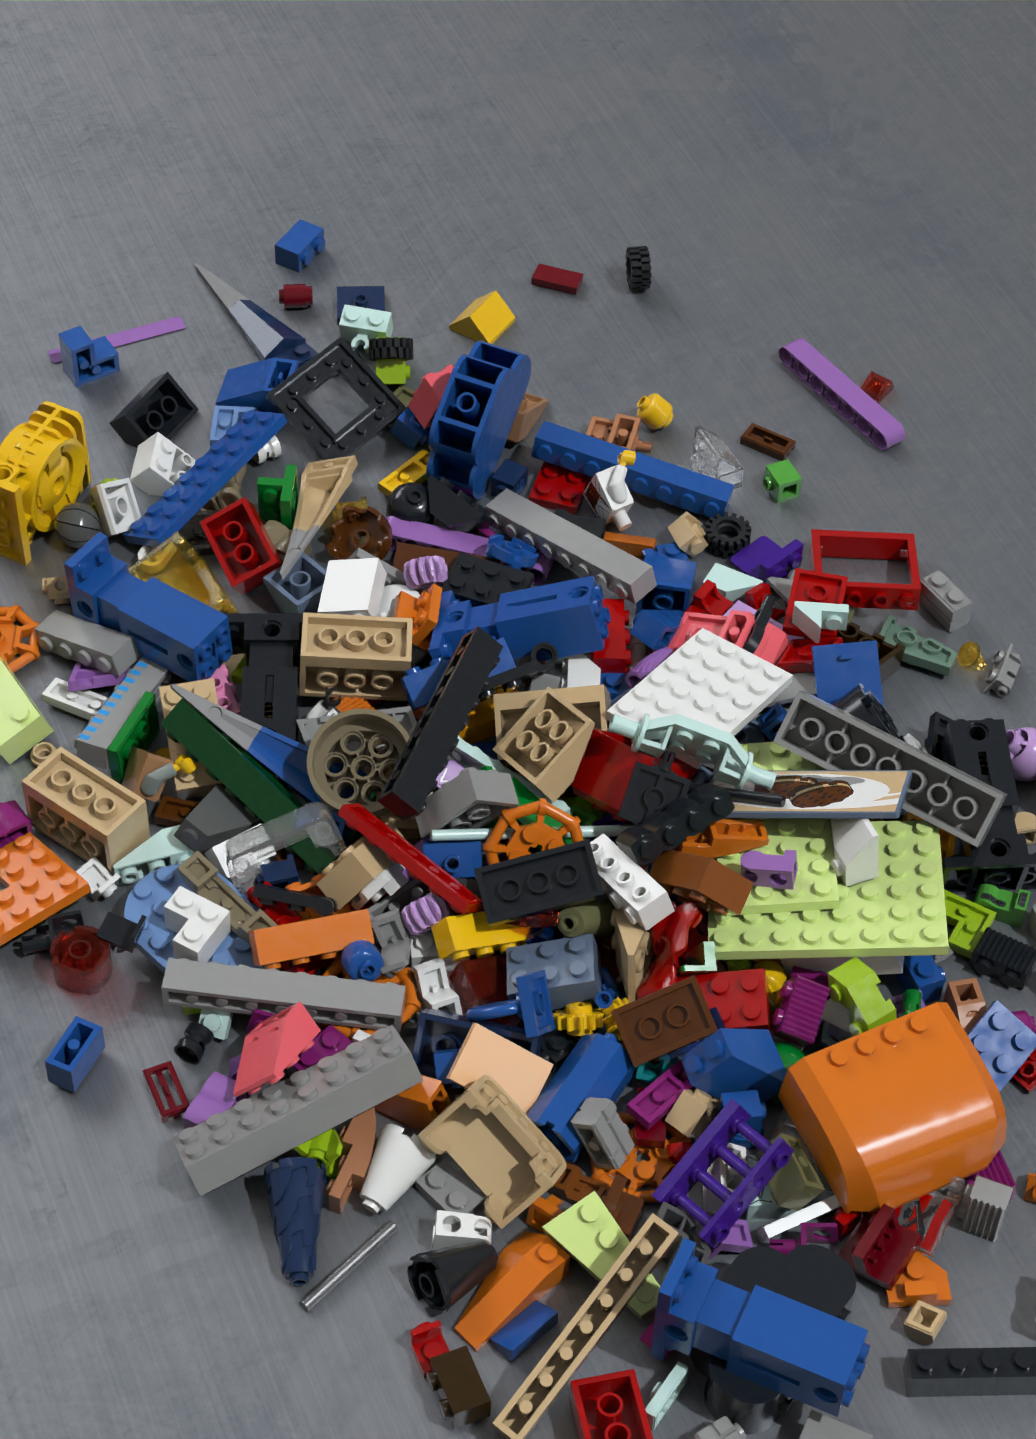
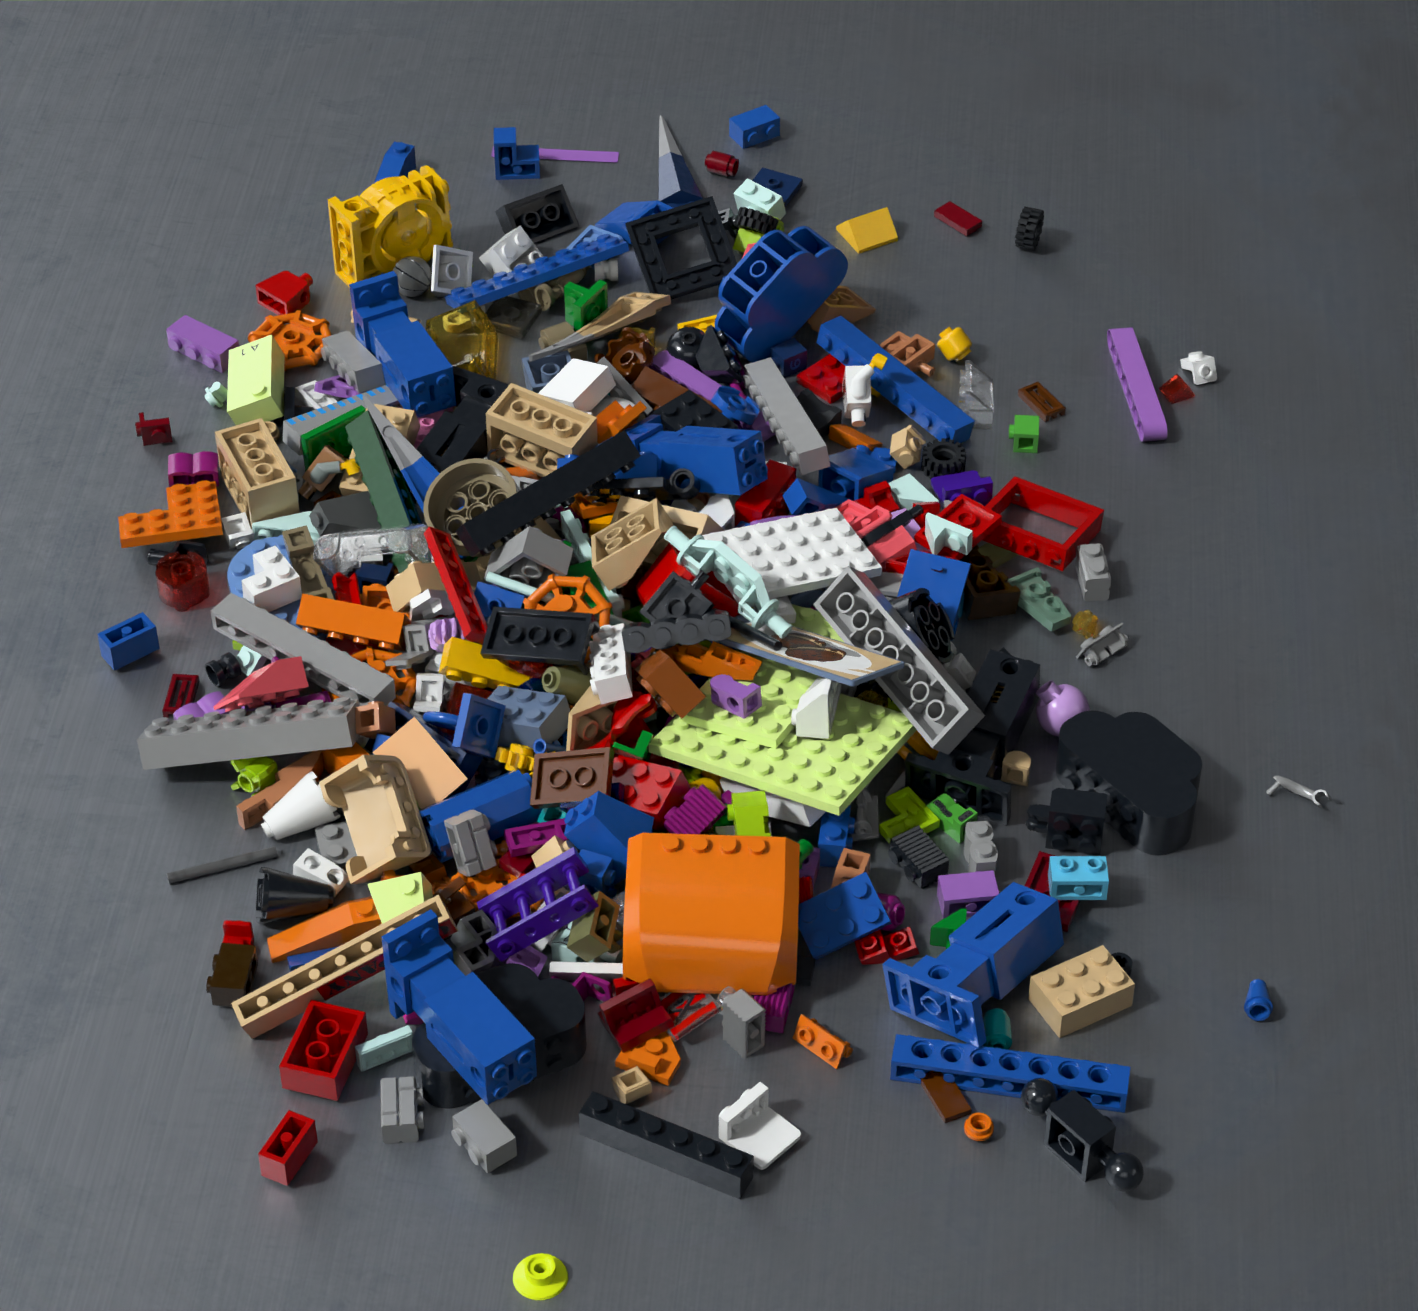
camera: 30 degrees right, 5 degrees down
(58, 721) = (290, 409): none -> black tile
(121, 932) = (218, 567): black bracket -> none
(241, 545) = (522, 327): red brick -> none
(295, 1206) = (209, 804): dark blue cone -> none
(297, 900) = (361, 590): black plate -> none
(362, 960) = (377, 650): blue head -> none
(423, 1039) = (375, 719): none -> nougat brick
(425, 571) = (650, 393): lavender gear -> none
(883, 354) = (1202, 367): none -> white bracket

